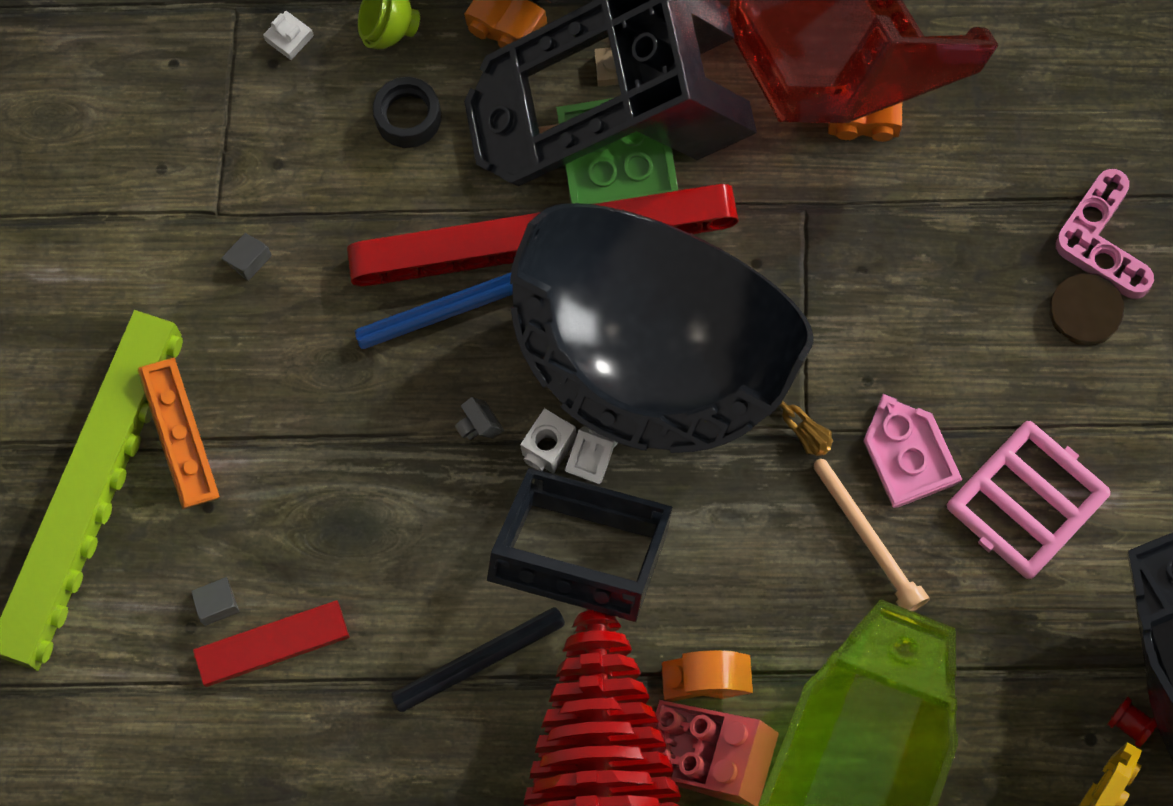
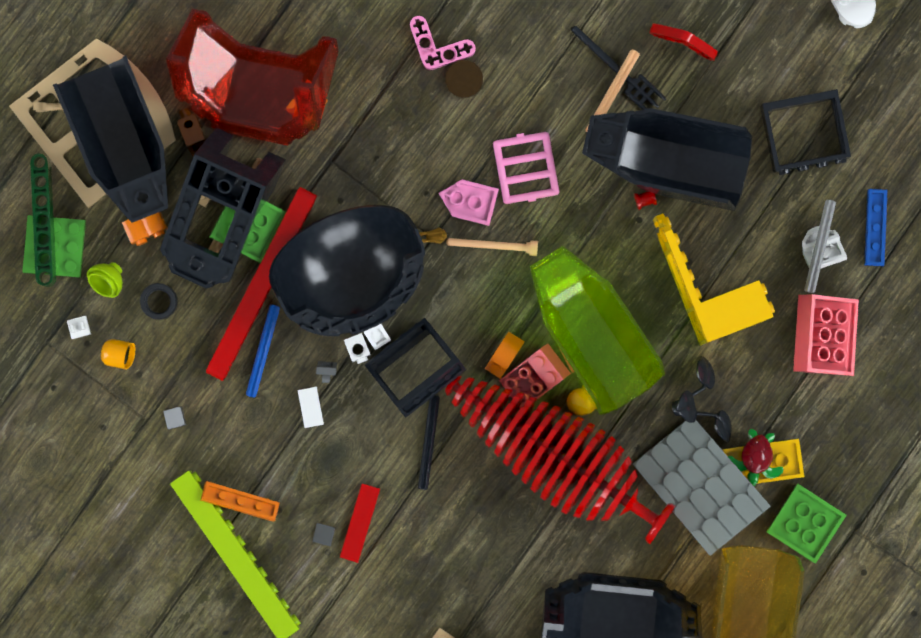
camera: 60 degrees left, 15 degrees up
(280, 96) = (114, 353): none -> light orange helmet
(404, 439) = (310, 407): none -> white tile

